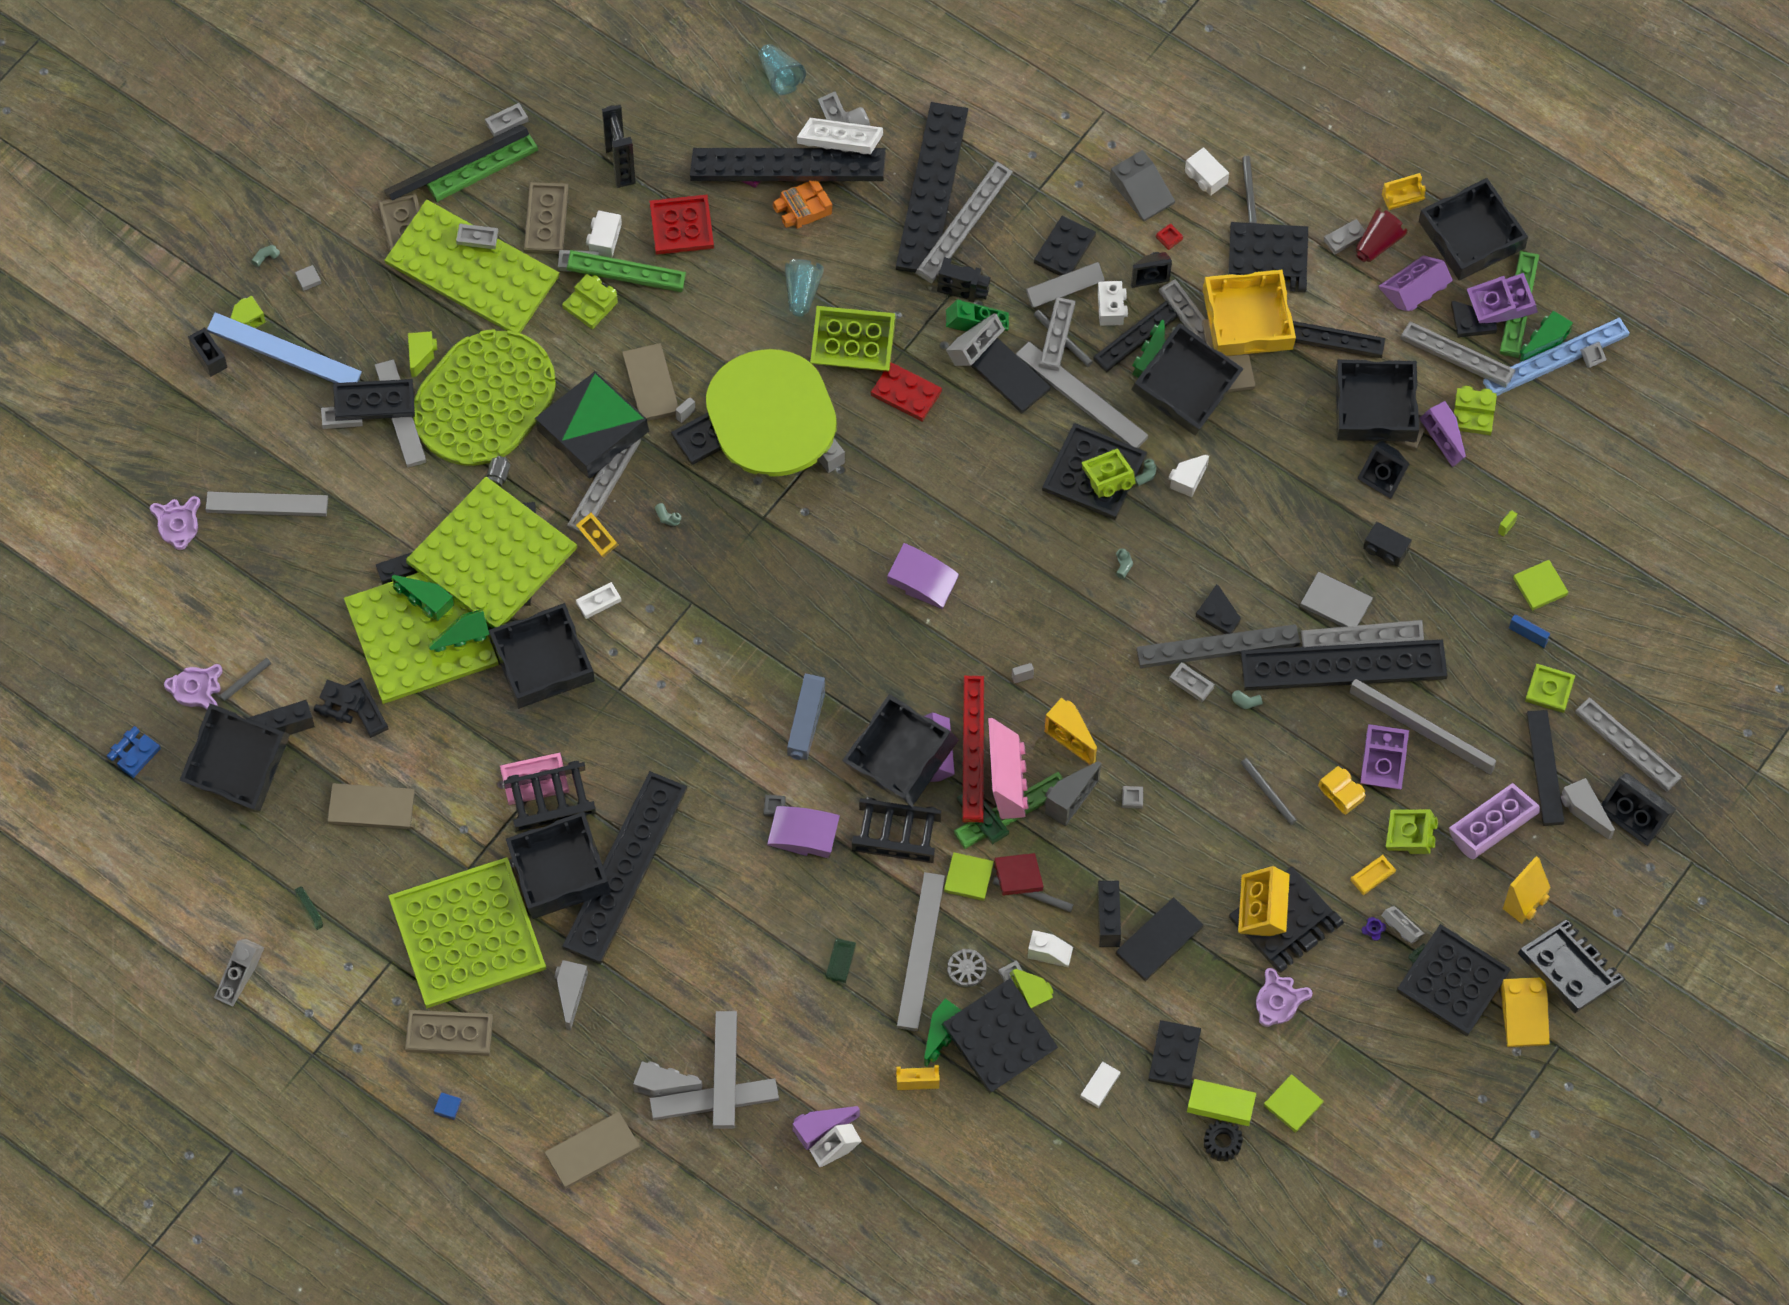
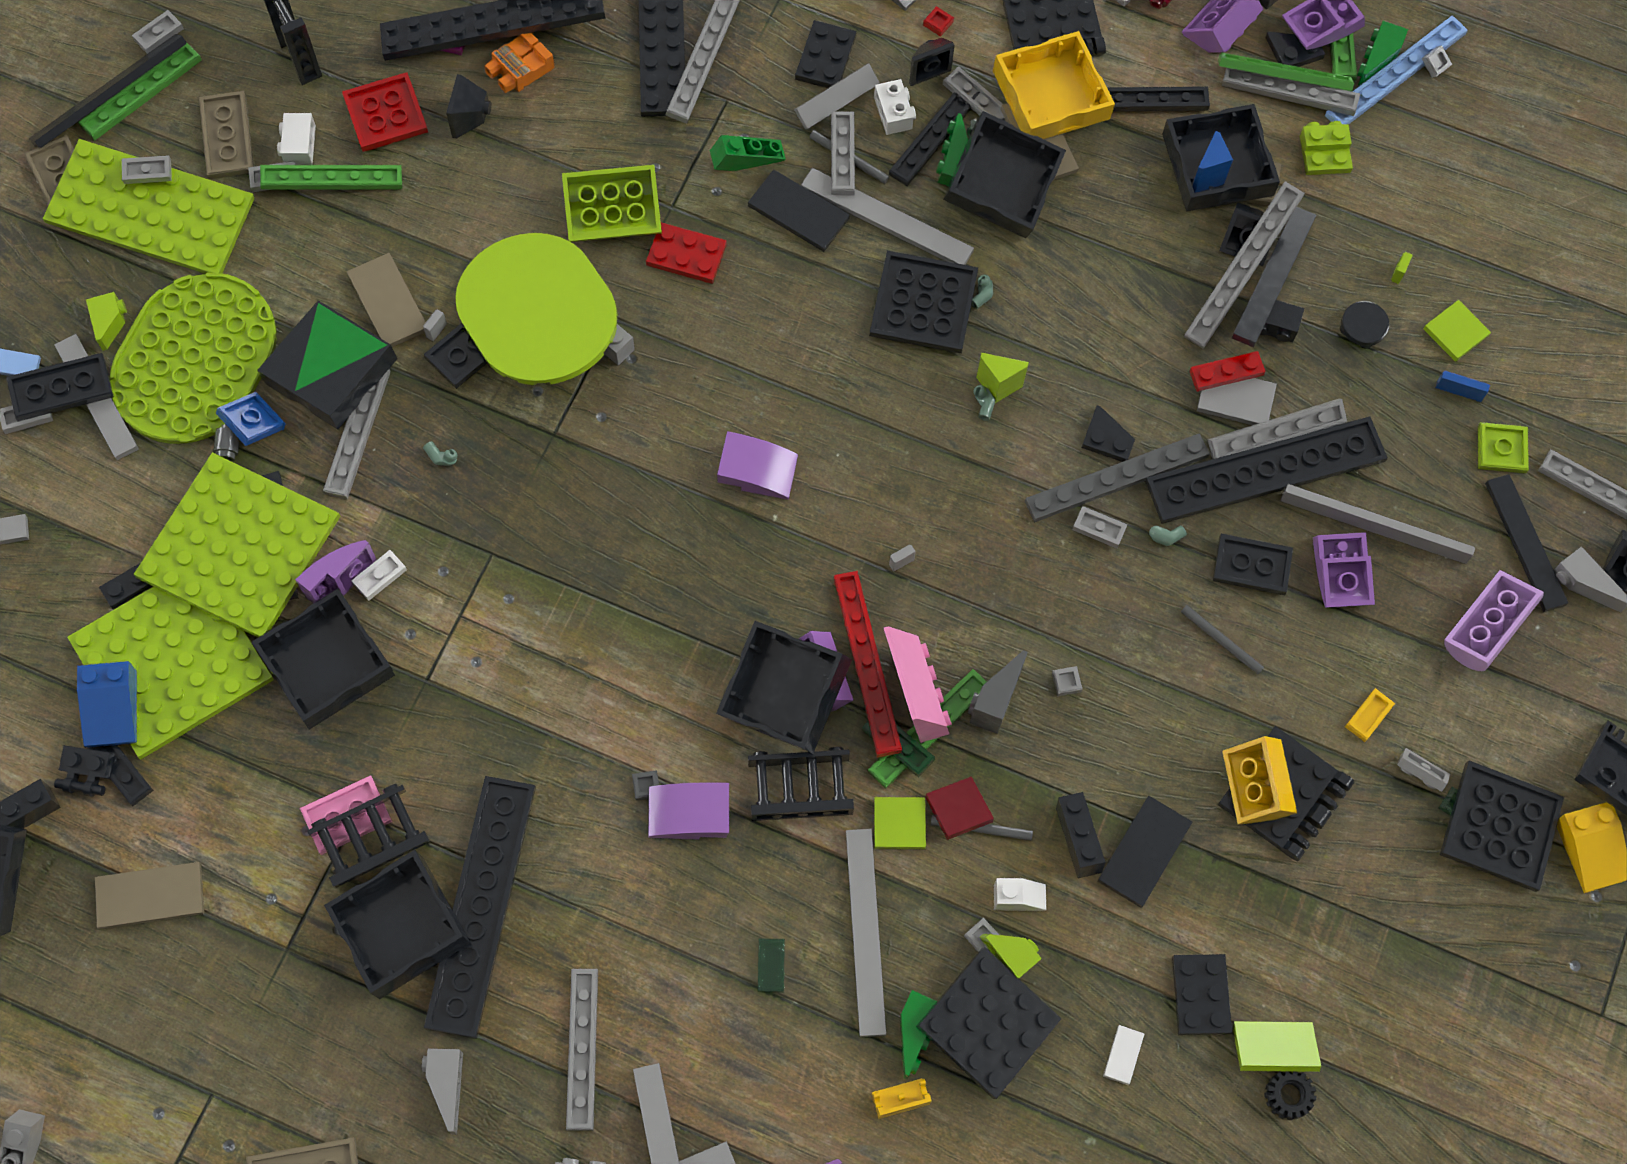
camera: 15 degrees left, 5 degrees up
(309, 907) = (93, 1049): clear green tile -> none
(368, 654) = (107, 703): none -> blue slope
(428, 596) = (168, 614): green slope -> none
(464, 628) = (222, 645): green slope -> none
(467, 932) = (300, 1037): lime plate -> none
(521, 455) = (250, 418): none -> blue tile
(565, 588) = (335, 571): none -> medium lavender slope
(591, 301) = (297, 219): lime plate -> none
(597, 534) = (360, 496): yellow brick -> none
(680, 989) = (582, 1050): none -> light grey tile
(750, 234) = (467, 107): none -> black slope
(802, 284) = (539, 153): clear light blue cone -> none
(806, 716) = (660, 667): sand blue slope -> none
(962, 281) = (721, 114): black hips -> none
(966, 968) = (926, 940): light grey wheel -> none
(974, 342) = (751, 181): light grey slope -> none
(1068, 728) = (977, 616): yellow slope -> none
(1109, 473) = (944, 300): lime plate -> none
(1142, 543) = (1001, 375): none -> lime slope
(1188, 475) = (1031, 285): white slope -> none
(1278, 1000) = (1304, 896): lavender tile -> none
(1293, 1103) = (1359, 1025): lime tile -> none
(1310, 737) = (1253, 564): none -> black plate
(1333, 578) = (1227, 371): none -> red plate
(1342, 790) = (1307, 620): yellow brick -> none
(1364, 406) = (1214, 165): none -> blue slope
(1370, 494) = (1244, 265): none -> light grey tile
(1375, 934) = (1396, 777): dark purple plate -> none
(1394, 508) = (1273, 277): none -> black tile
(1411, 831) = (1401, 652): lime plate -> none
(1444, 430) = (1301, 172): medium lavender slope -> none
(1456, 338) = (1285, 71): none -> bright green tile
(1462, 563) = (1364, 324): none -> black tile
(1527, 892) = (1558, 700): yellow slope -> none

